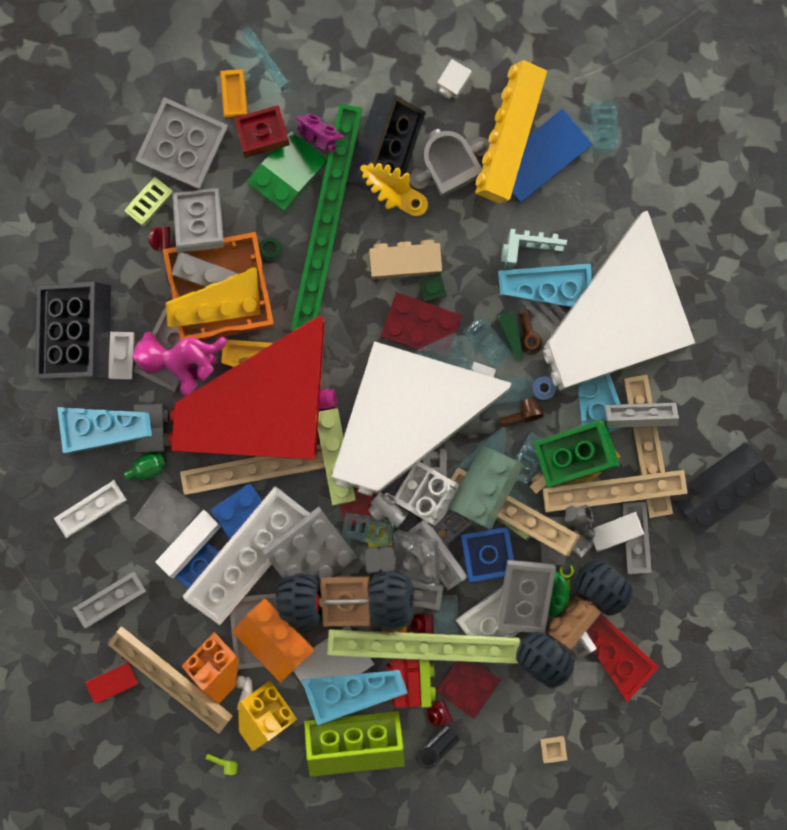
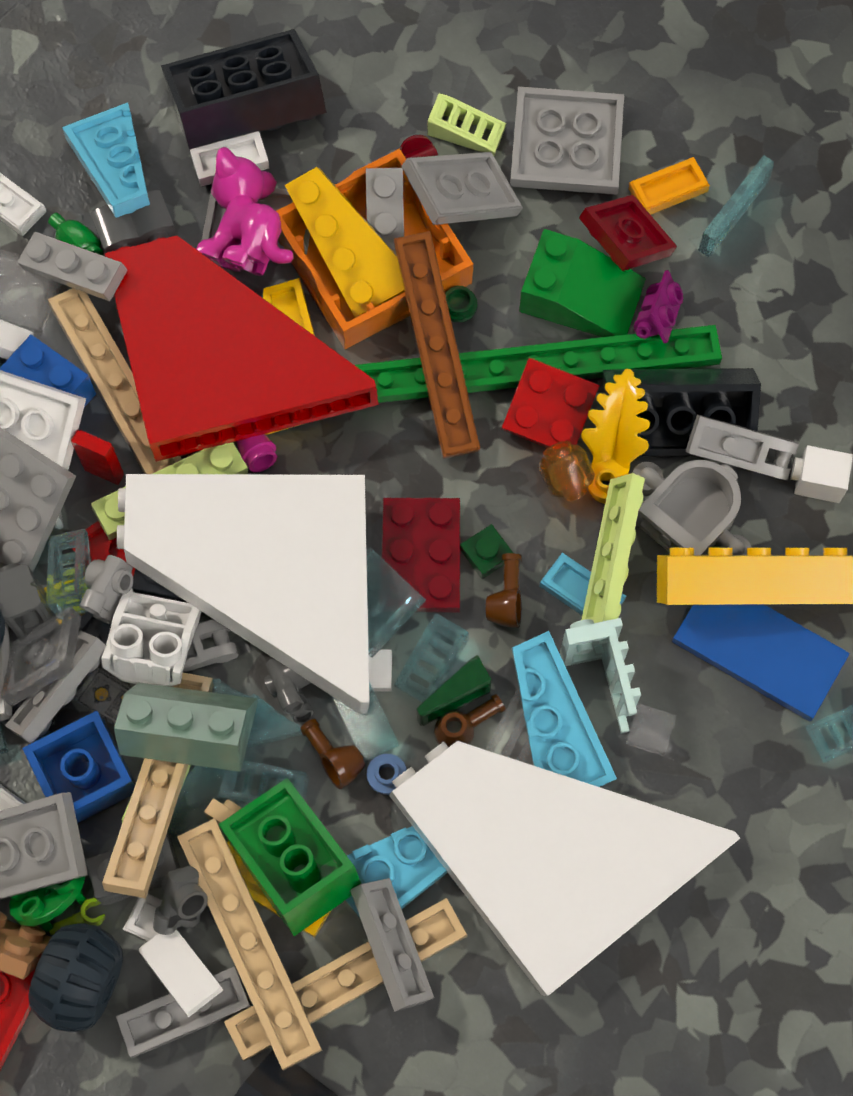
camera: 75 degrees right, 15 degrees down
(173, 472) = (72, 266): none -> light grey plate
(299, 272) = (436, 345): none -> dark orange tile
(303, 492) = (97, 456): none -> red tile
(358, 219) = (549, 405): none -> red plate
(402, 225) = (566, 470): none -> clear orange head
(405, 260) = (514, 494): tan brick -> none
(423, 119) = (740, 447): none -> light grey plate
(463, 217) = (613, 548): none -> yellowish green plate
(469, 289) = (506, 606): none -> reddish brown bar
(474, 242) = (568, 583): none -> medium azure tile
(569, 232) = (651, 729): none -> clear plate

